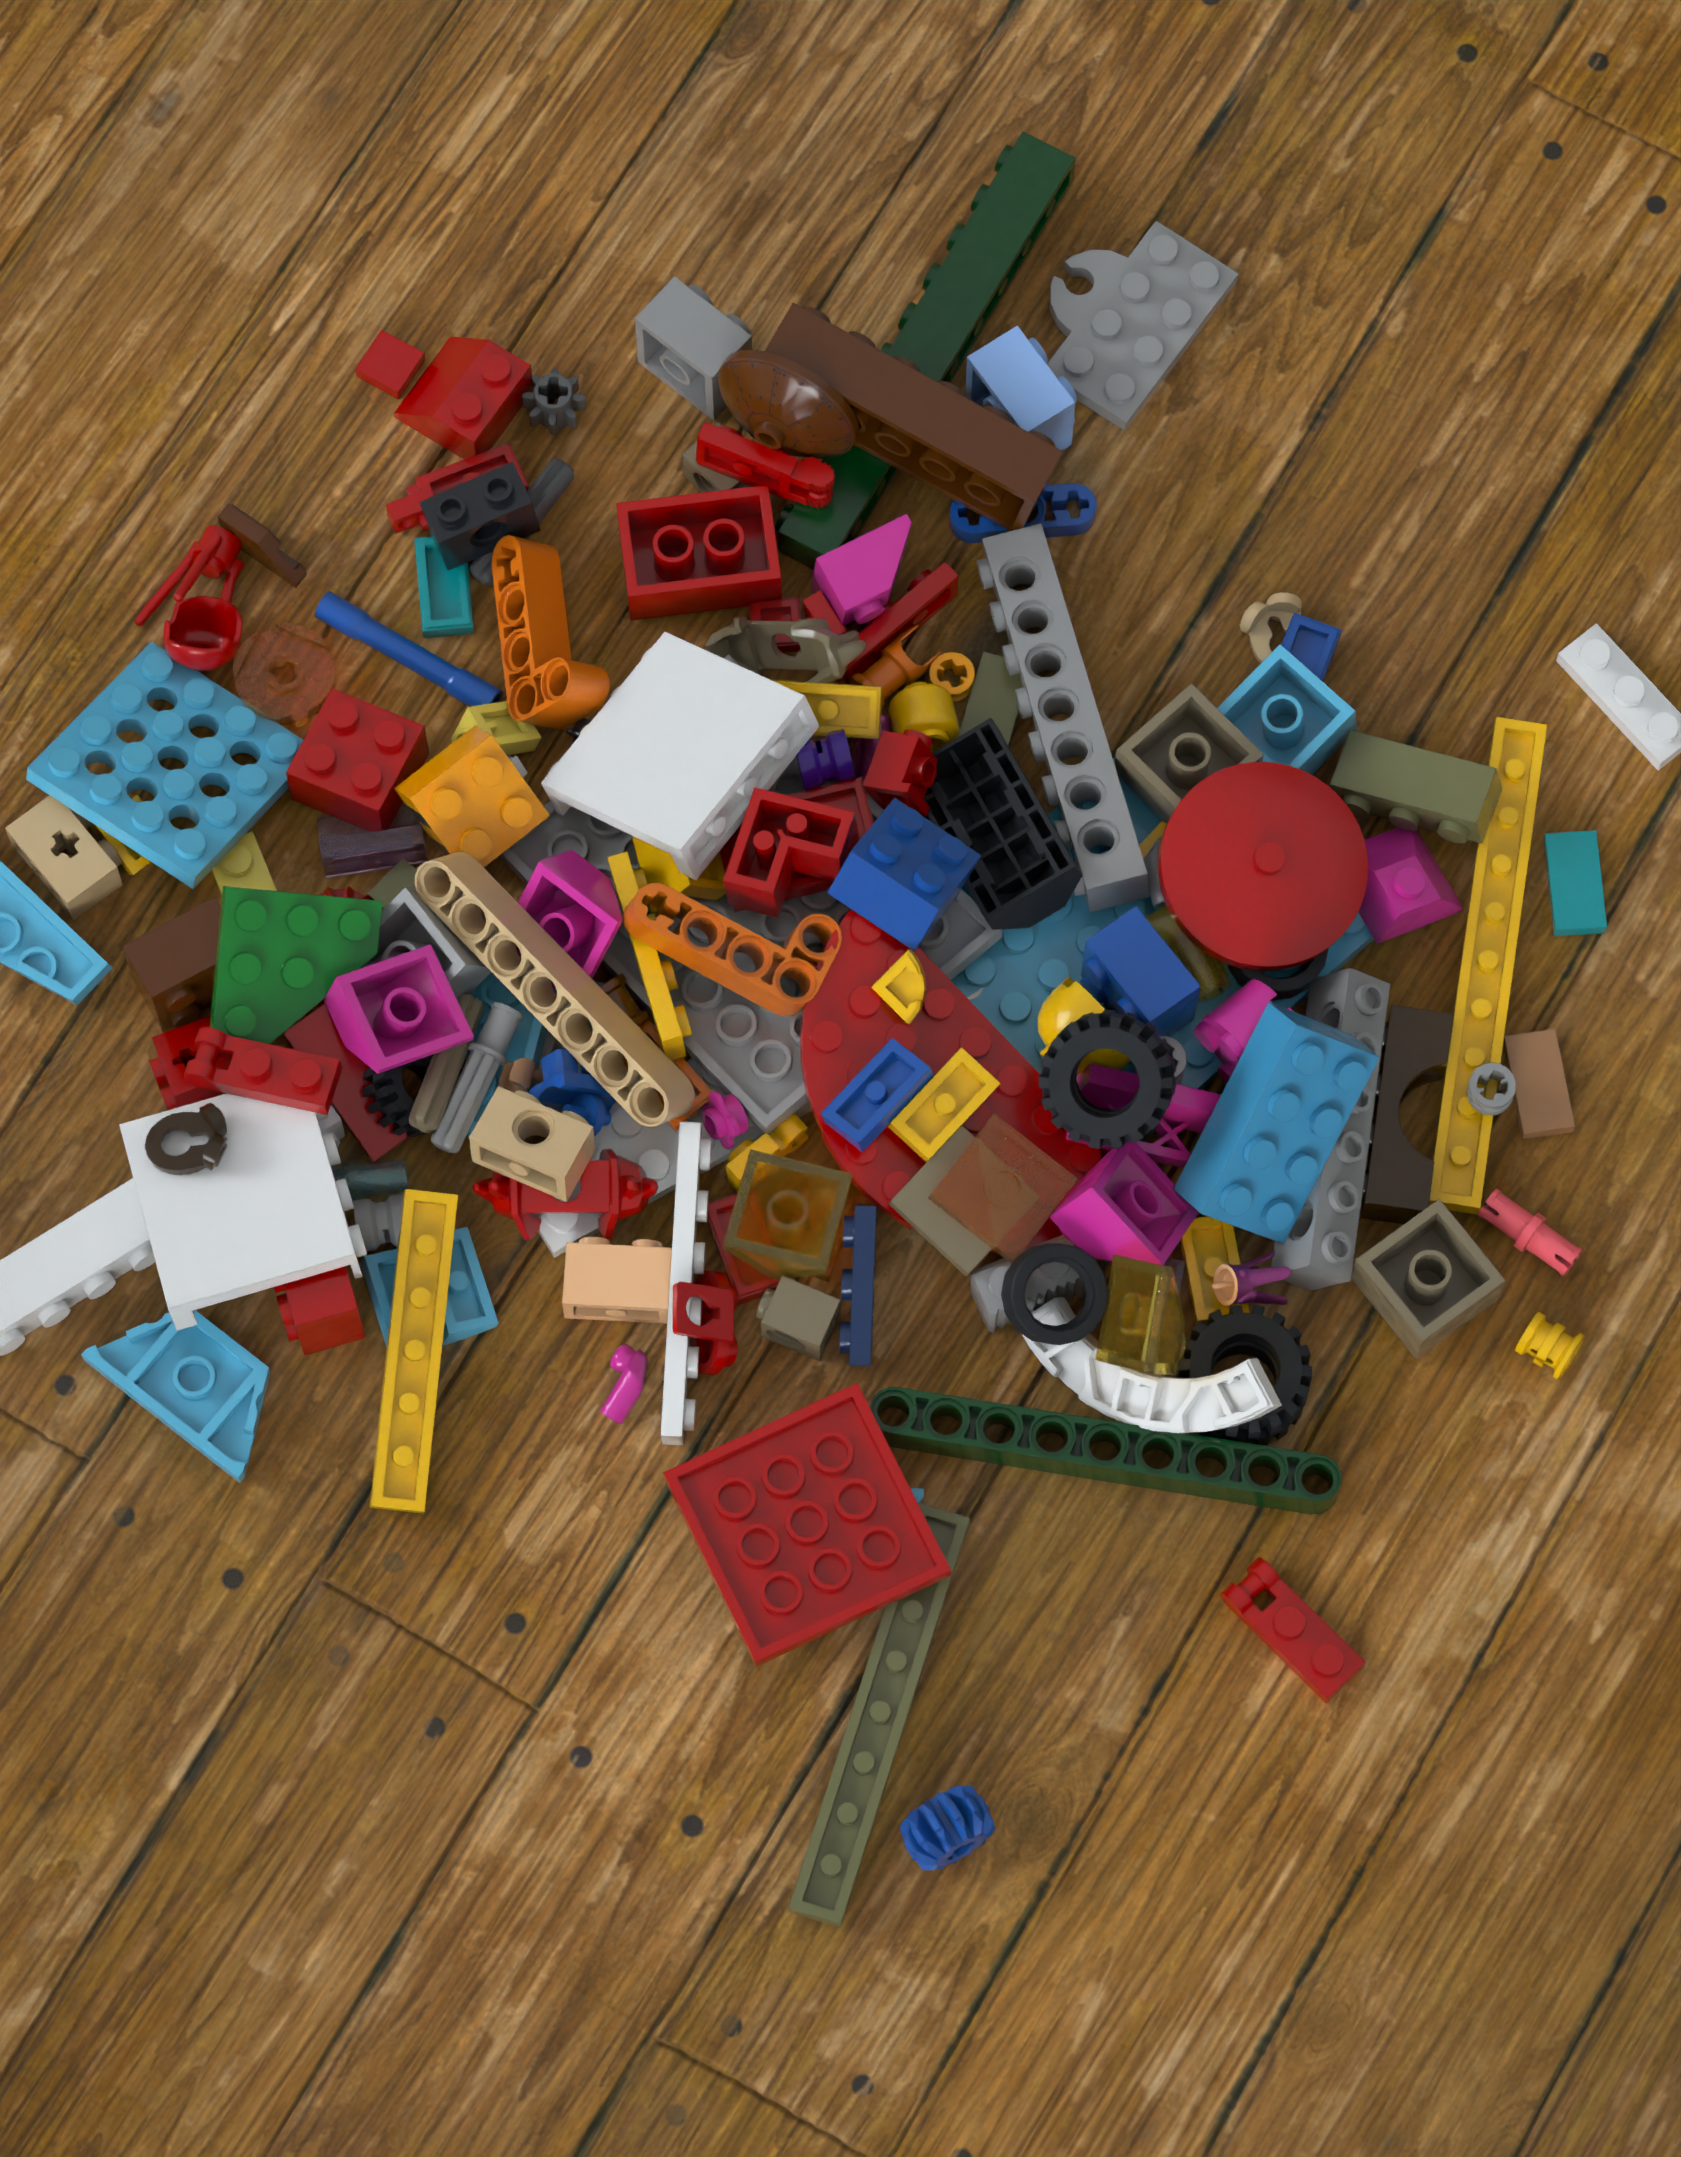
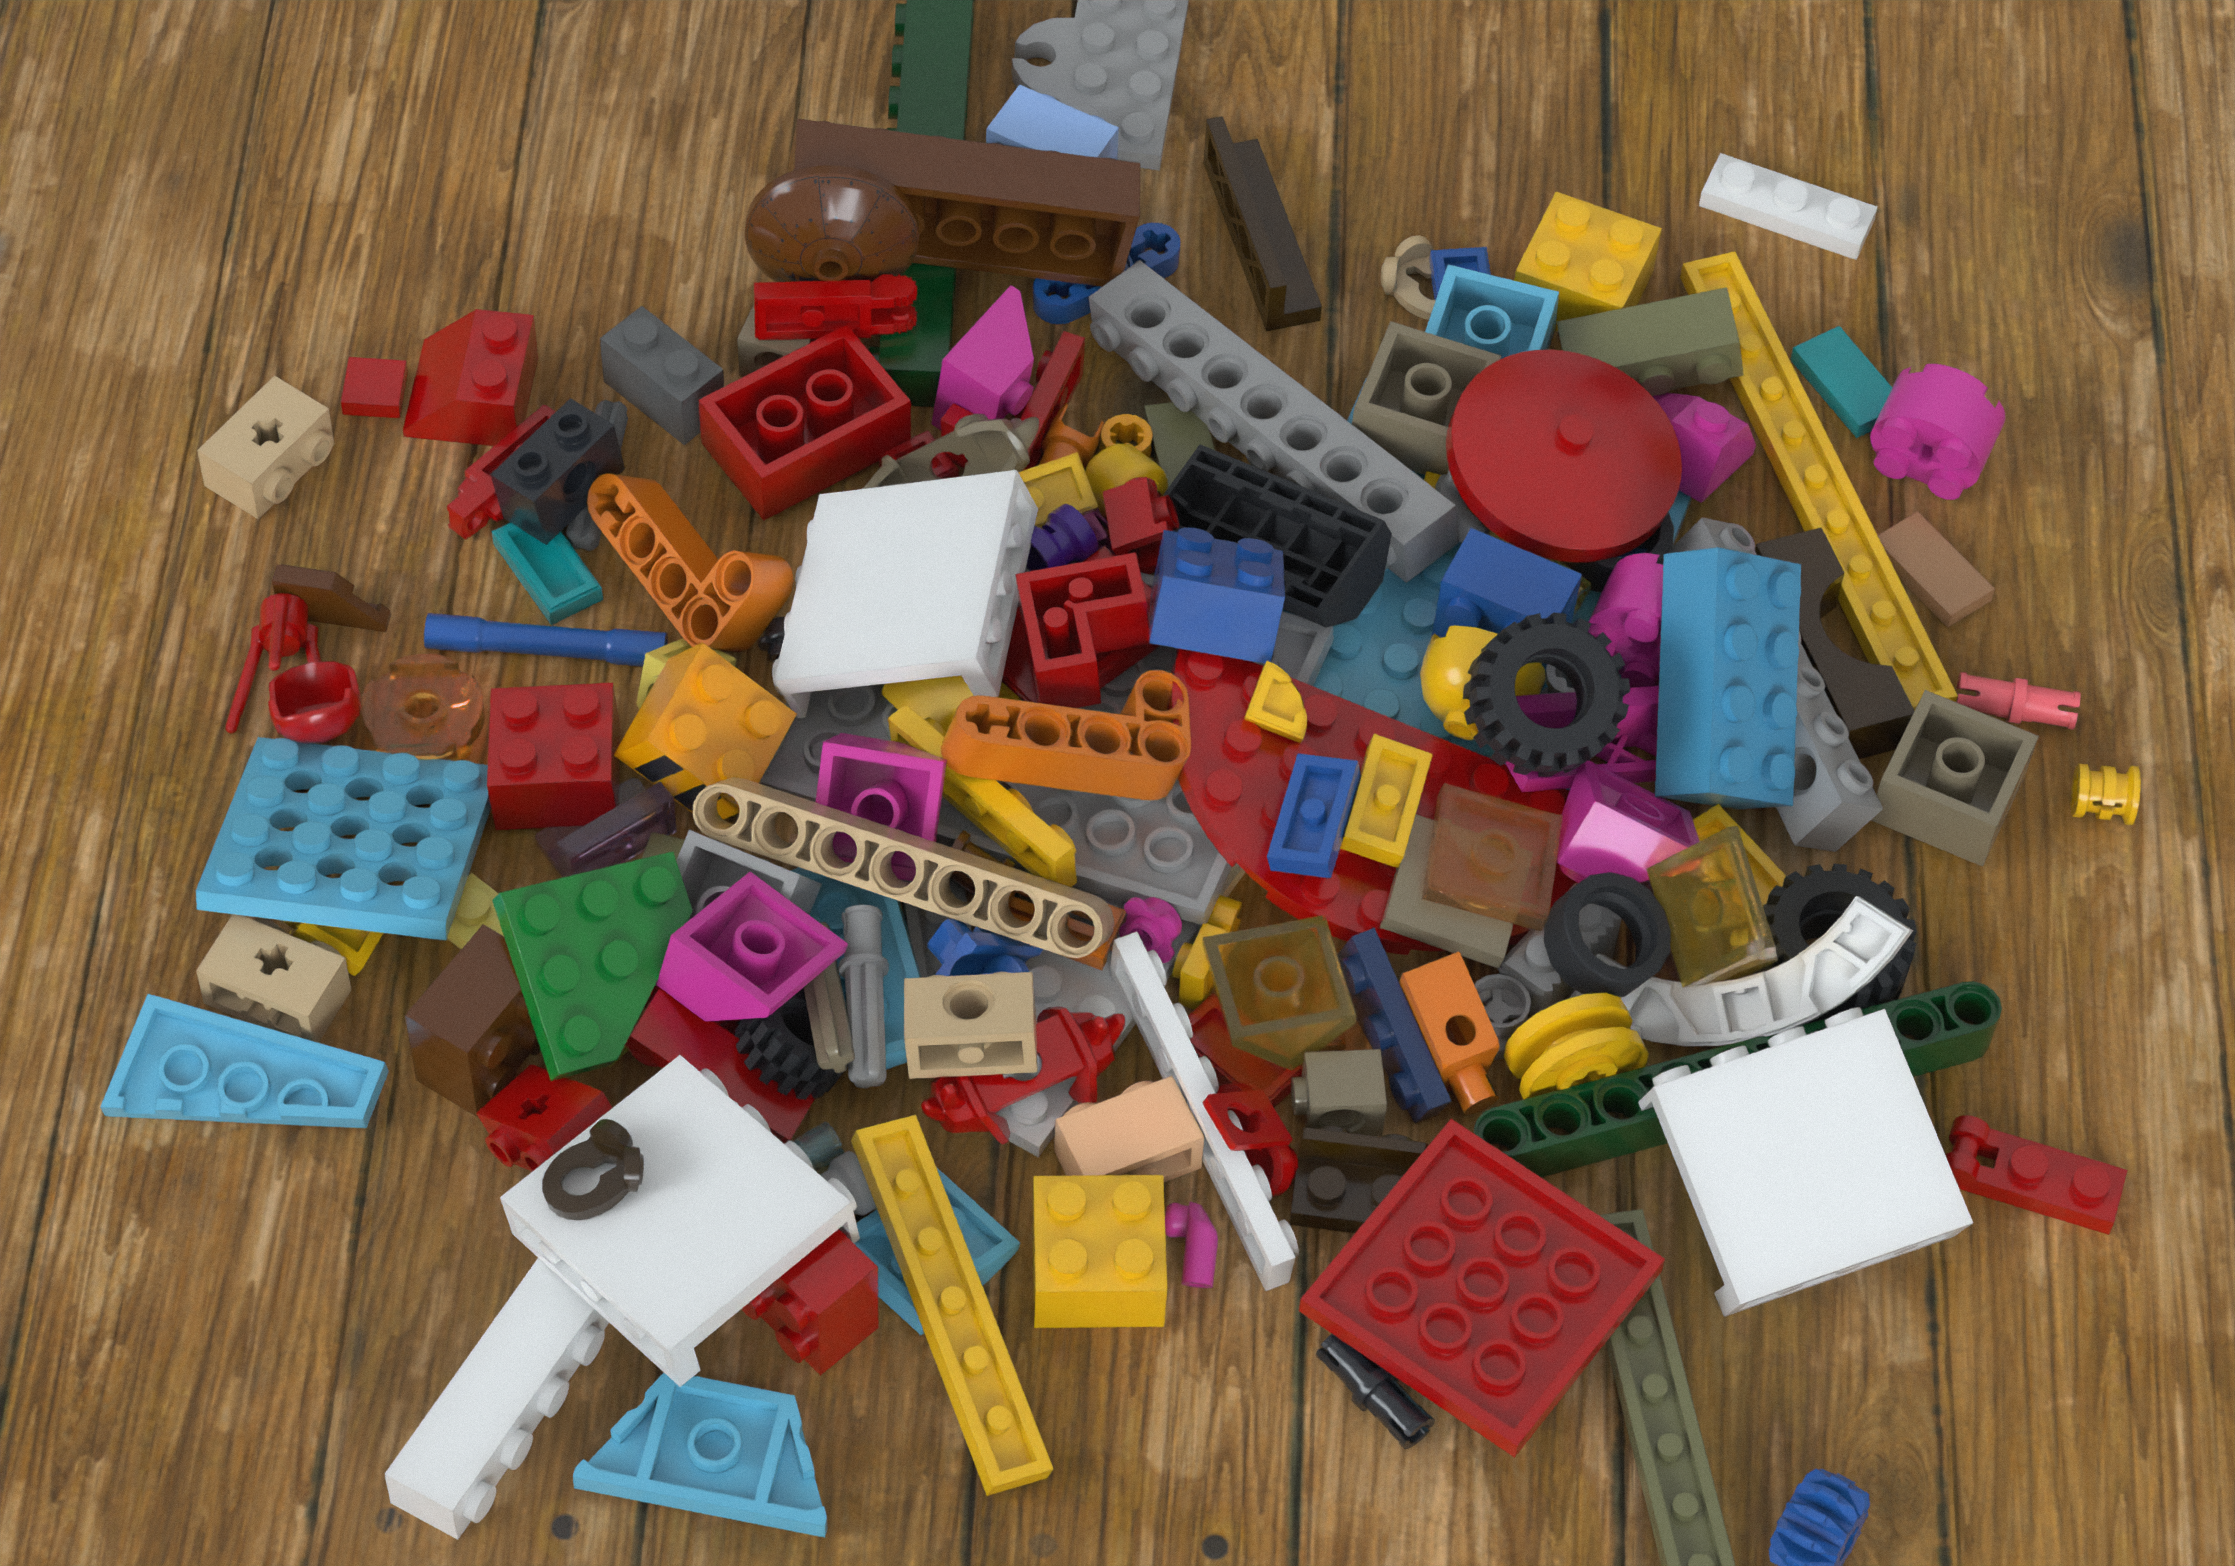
camera: 30 degrees left, 15 degrees down
(264, 1071) = (636, 1070): red plate -> none
(292, 367) = (266, 447): none -> tan brick
(519, 1075) = (912, 966): medium nougat hand -> none
(547, 1359) = (1099, 1251): none -> yellow brick
(554, 387) = (569, 350): dark grey gear -> none
(611, 454) = (659, 372): none -> dark grey brick
(686, 342) = (691, 242): light grey brick -> none
(698, 1583) = (1377, 1391): none -> black pin
(764, 1386) = (1346, 1176): none -> dark brown bracket
(903, 1290) = (1454, 1028): none -> orange torso
(955, 1298) = (1506, 1005): none -> light grey wheel
(986, 1369) = (1574, 1044): none -> yellow wheel
(1108, 1539) = (1808, 1157): none -> white panel
(1170, 528) = (1259, 229): none -> dark brown fence
(1237, 1282) = (1777, 854): flat silver piece -> none
(1411, 685) = (1589, 257): none -> yellow brick
(1482, 1076) = (1900, 564): light grey bush -> none
(1605, 967) = (1936, 429): none -> dark pink brick

